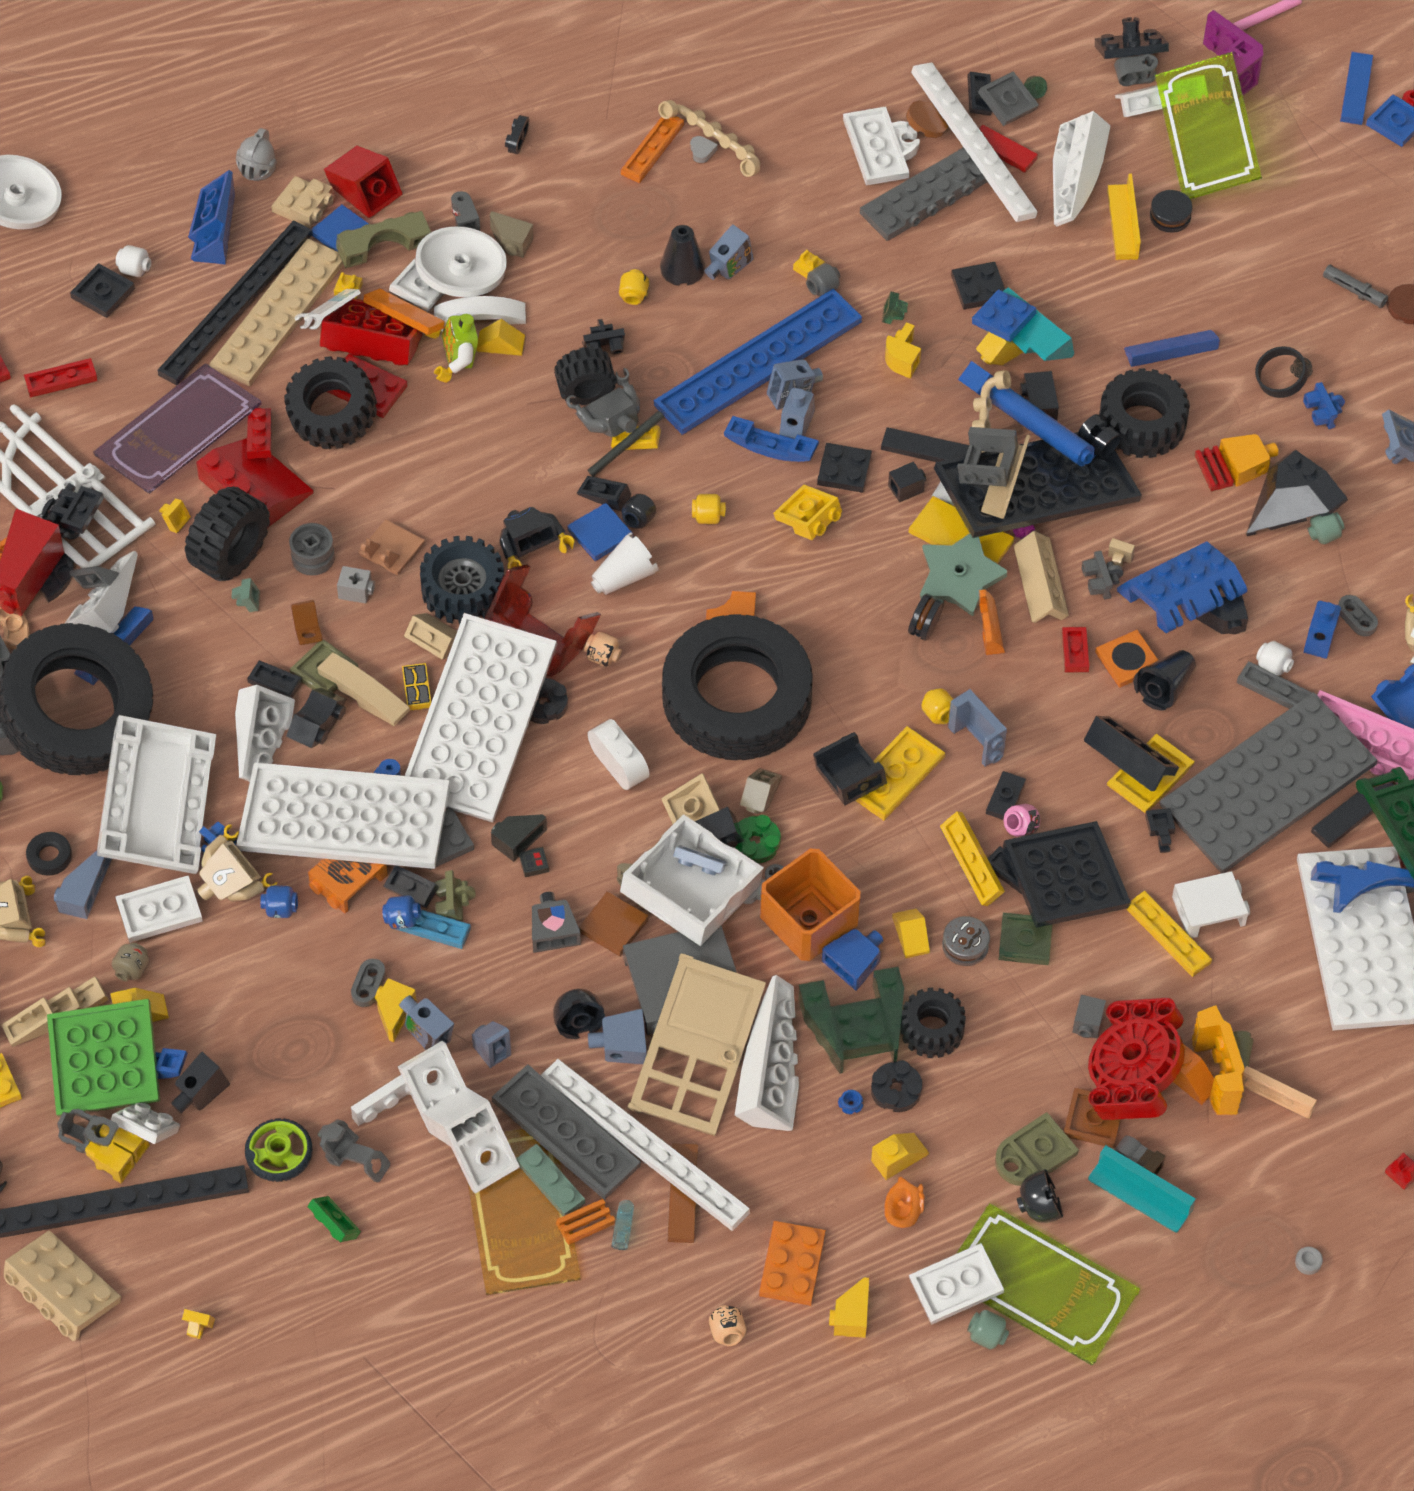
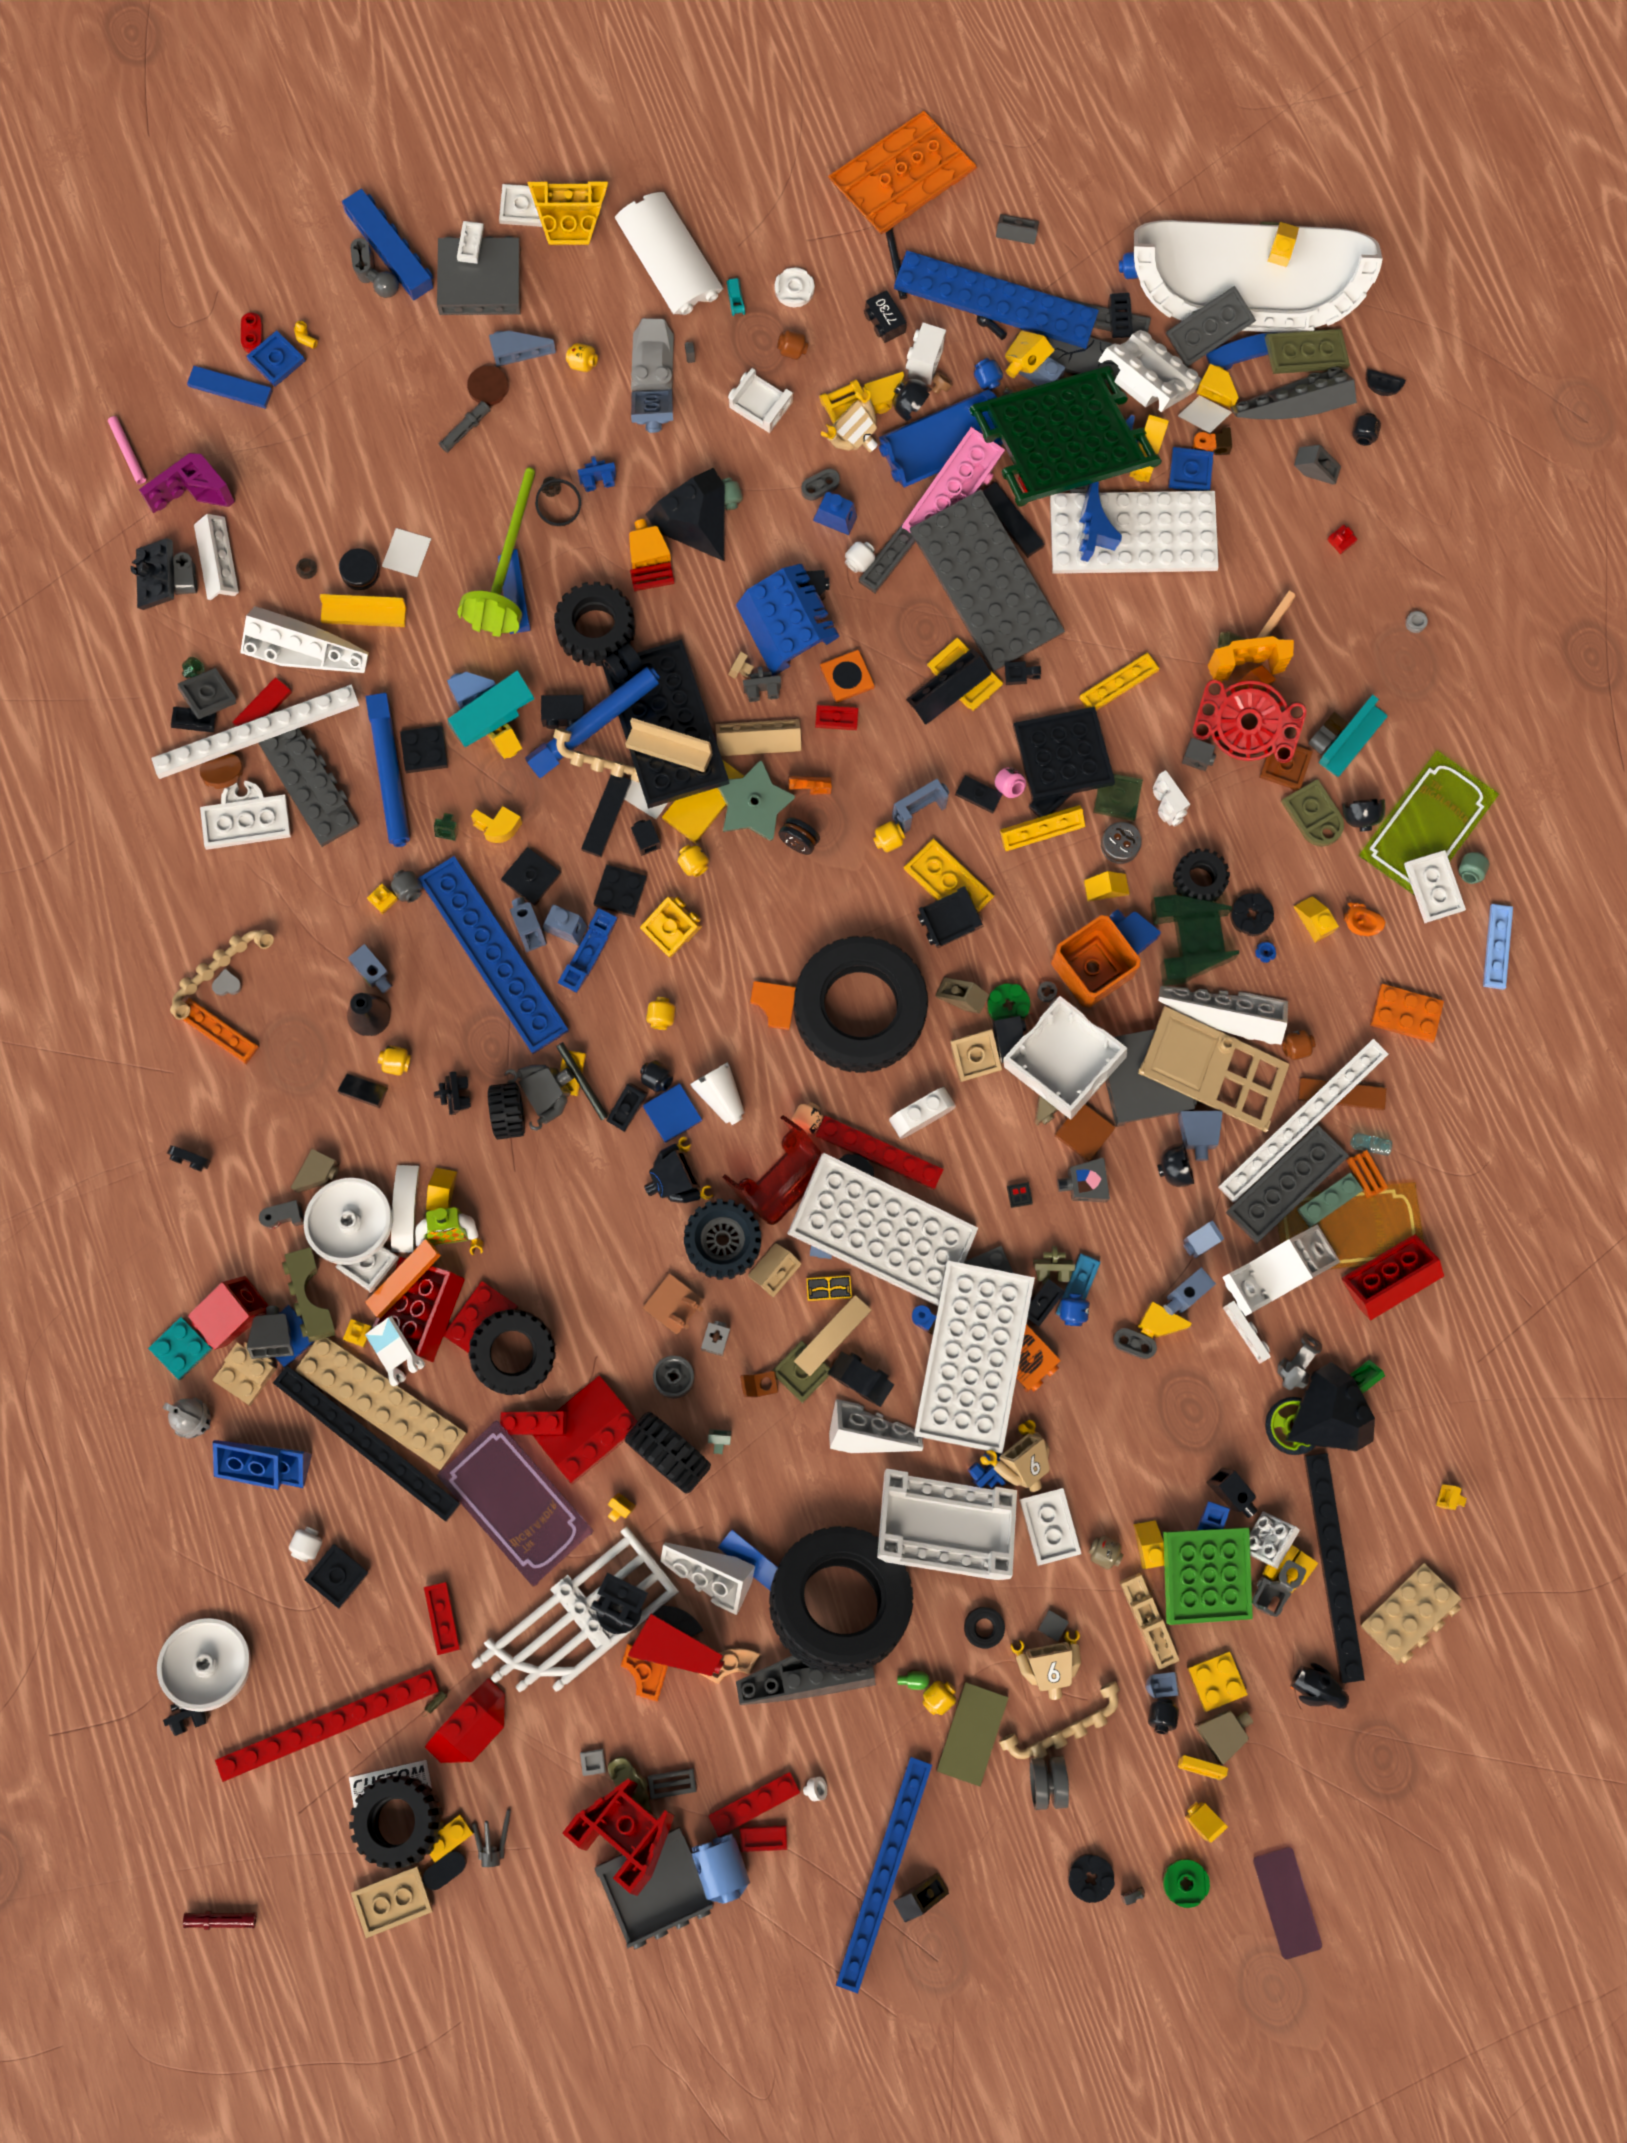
camera: 90 degrees left, 20 degrees up
(51, 920) = (1053, 1625): none -> dark grey tile
(82, 886) = (1026, 1597): sand blue slope -> none
(94, 576) = (691, 1581): dark grey slope -> none
(274, 679) = (813, 1417): black plate -> none
(279, 901) = (1052, 1418): blue head -> none
(291, 1181) = (1333, 1412): none -> black wedge
(323, 148) = (180, 1348): none -> teal plate
(339, 208) = (270, 1335): none -> dark grey torso
(459, 1249) = (1393, 1277): none -> red slope
(517, 834) = (994, 1207): pearl dark grey slope -> none
(572, 725) = (879, 1152): none -> red plate
(600, 267) = (362, 1090): none -> black slope
(708, 863) = (1044, 1049): plate -> none
(727, 1325) = (1465, 1067): light nougat head -> none
(737, 1136) = (1298, 1045): none -> dark orange head
(850, 388) = (531, 876): none -> black plate
(851, 1311) = (1454, 969): yellow slope -> none
(885, 525) = (693, 860): none -> yellow head
(890, 1366) = (1498, 946): none -> light blue tile
(990, 441) = (632, 750): dark grey panel -> none
(1004, 315) = (483, 725): blue plate -> none
(1010, 242) = (388, 768): none -> blue brick
(1021, 982) = (1174, 803): none -> white plate
(1052, 307) = (468, 687): none -> medium blue slope
(1137, 312) = (490, 609): none -> lime piece
(1164, 168) = (302, 564): none -> clear smoke plate
(1164, 679) = (877, 645): black cone -> none
(1200, 253) = (406, 552): none -> white sticker
(1208, 126) = (271, 518): clear neon green piece -> none
(1210, 902) = (1099, 644): white panel -> none

